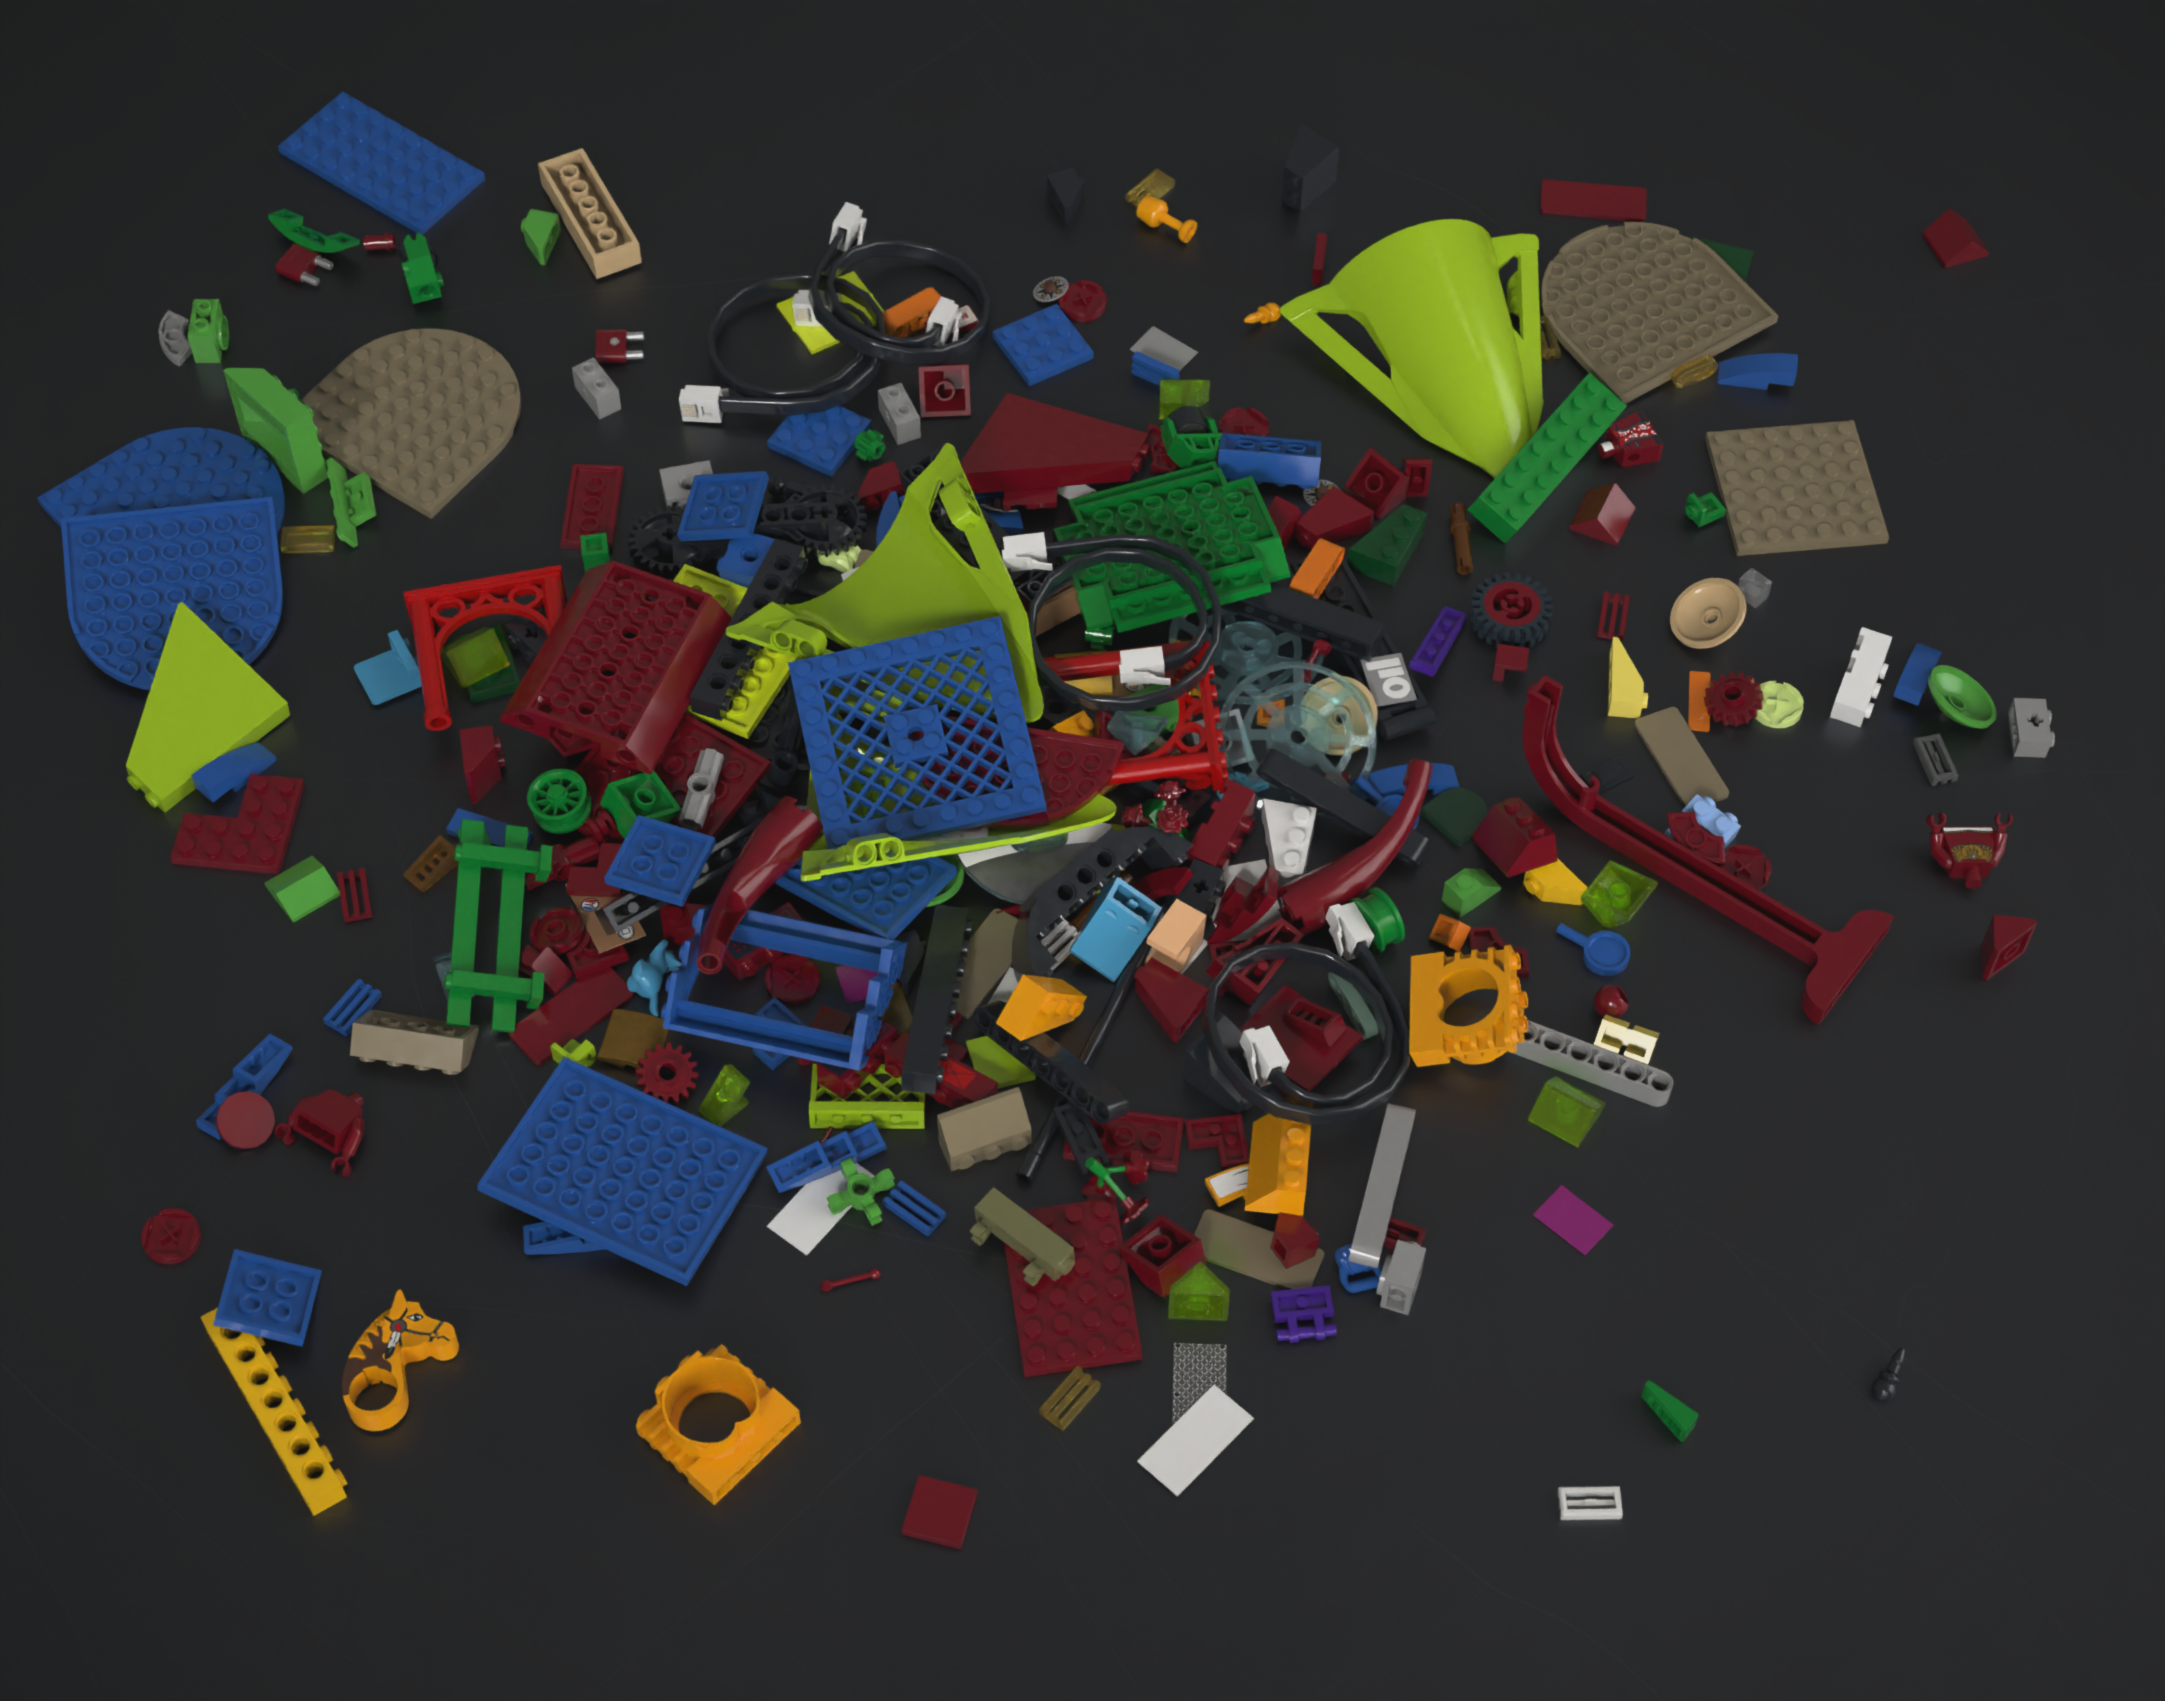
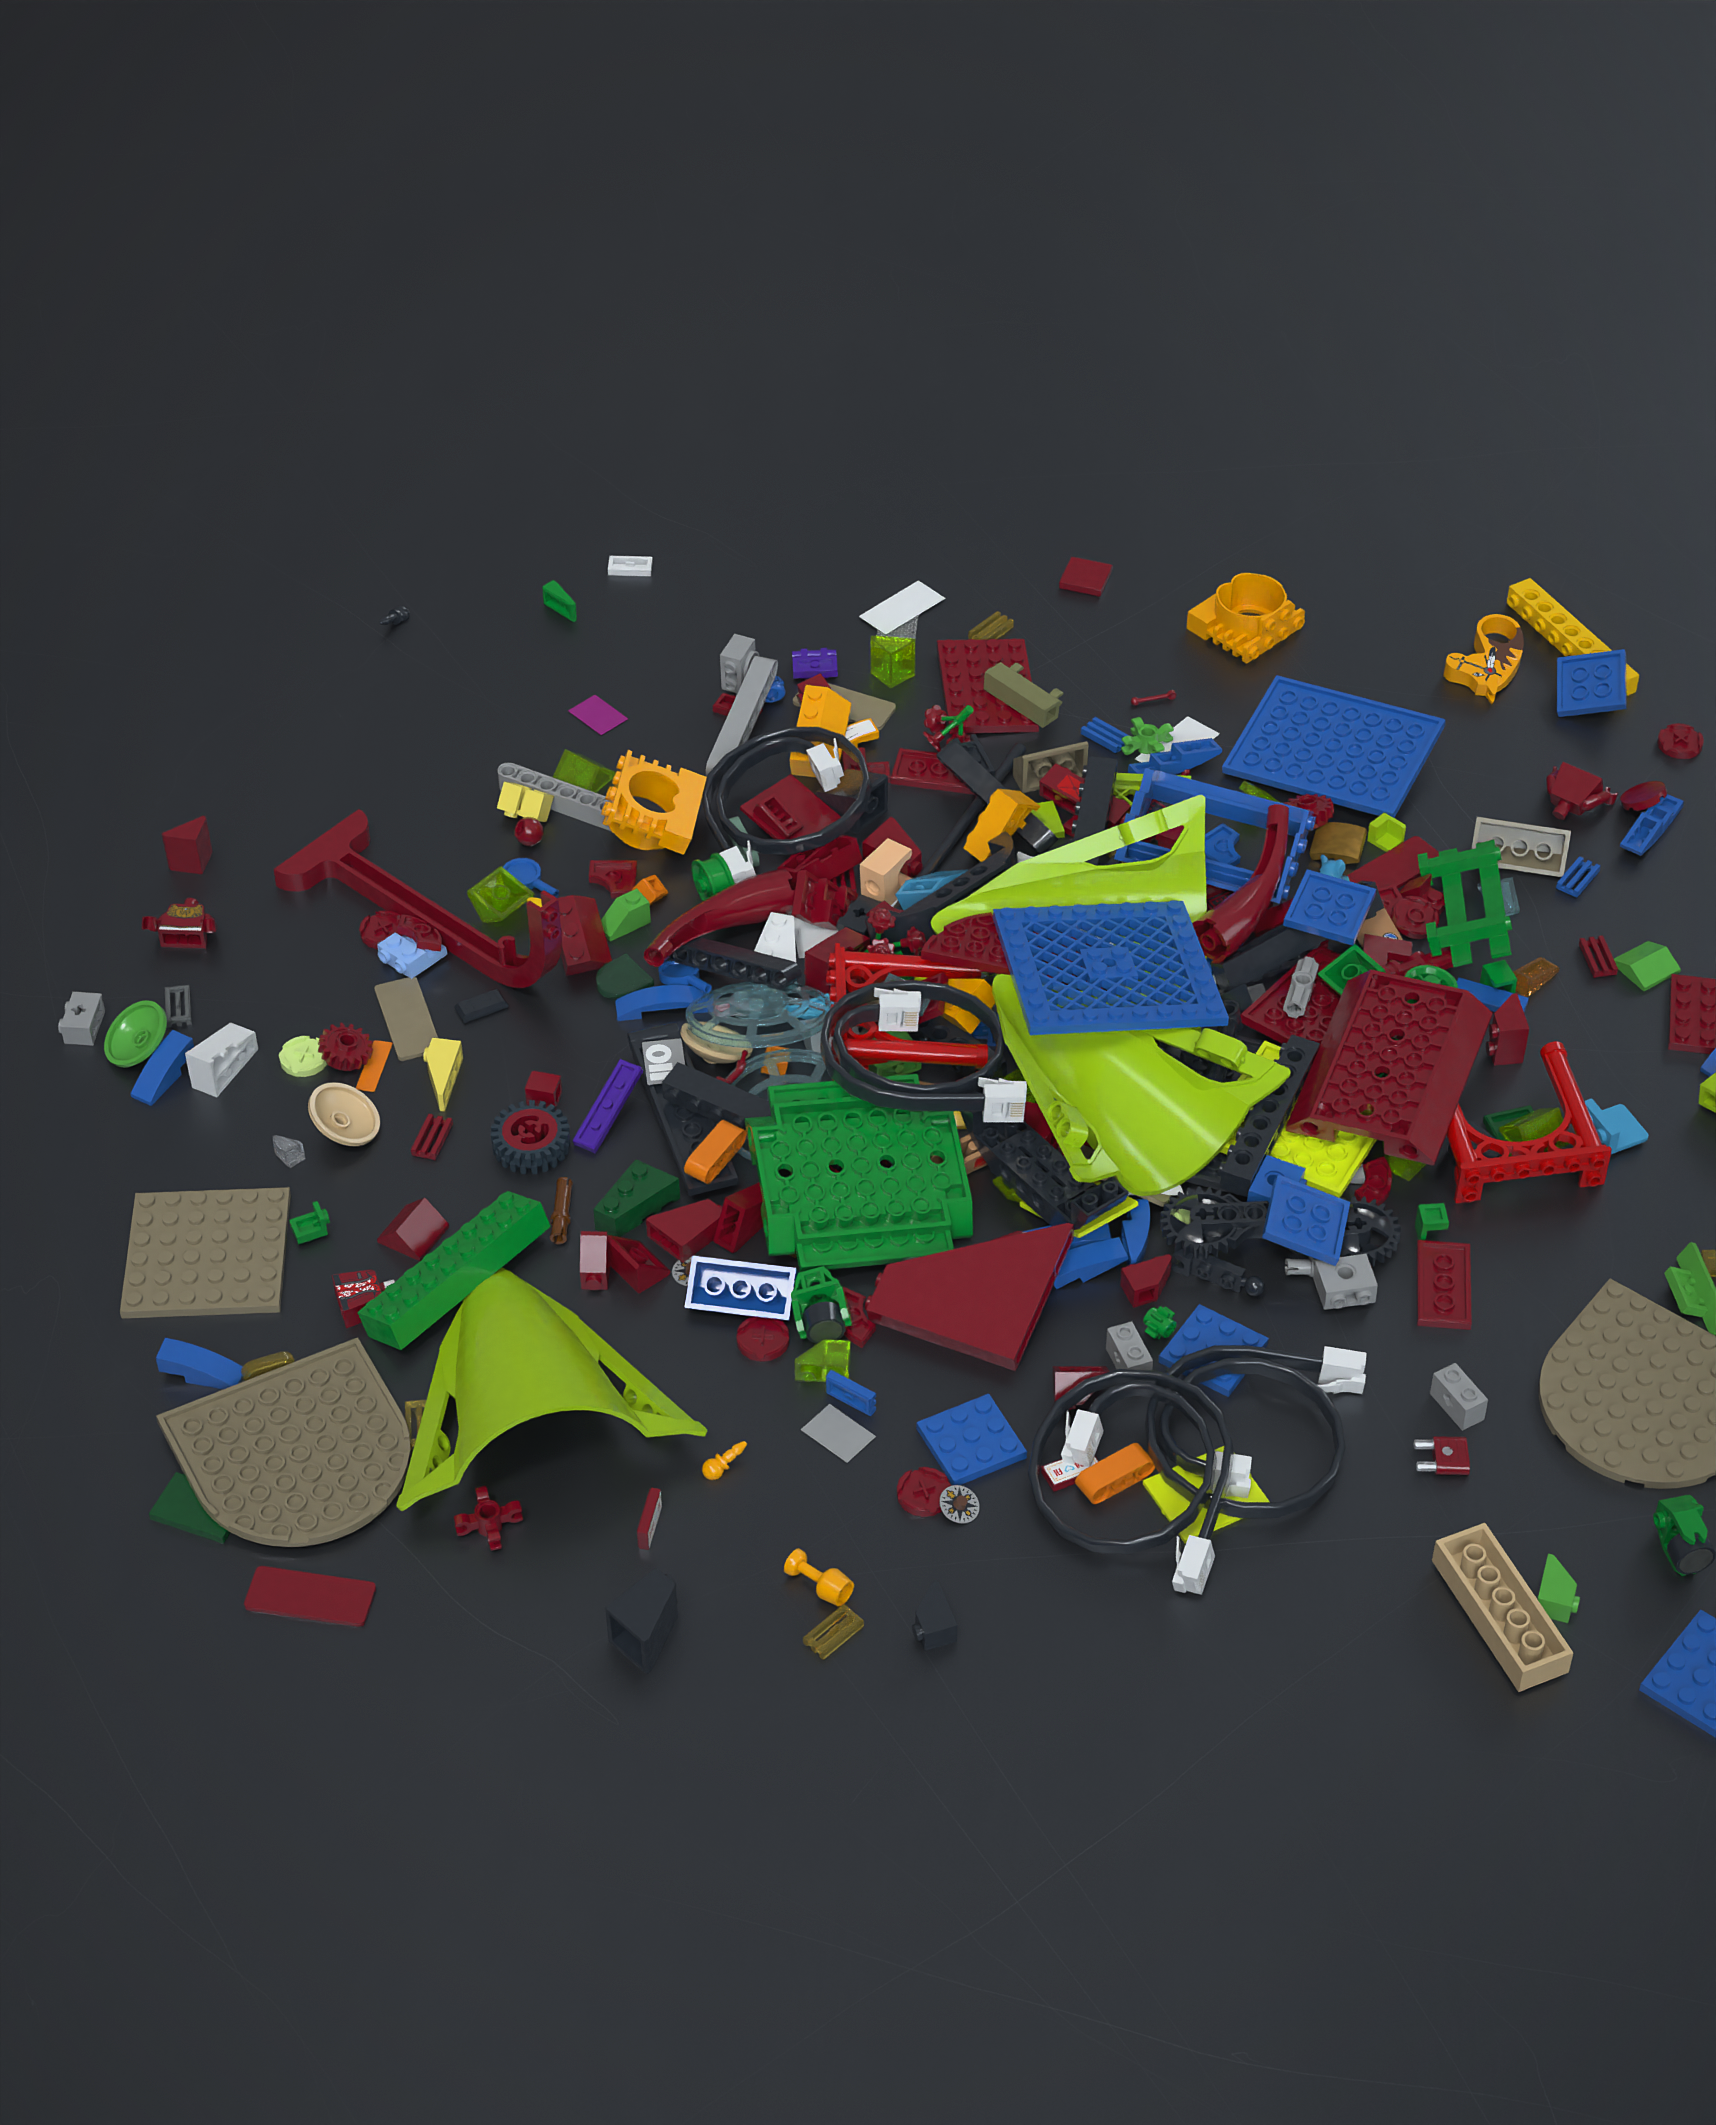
camera: 175 degrees left, 10 degrees down
(1162, 1254) = (915, 687): dark red slope -> none

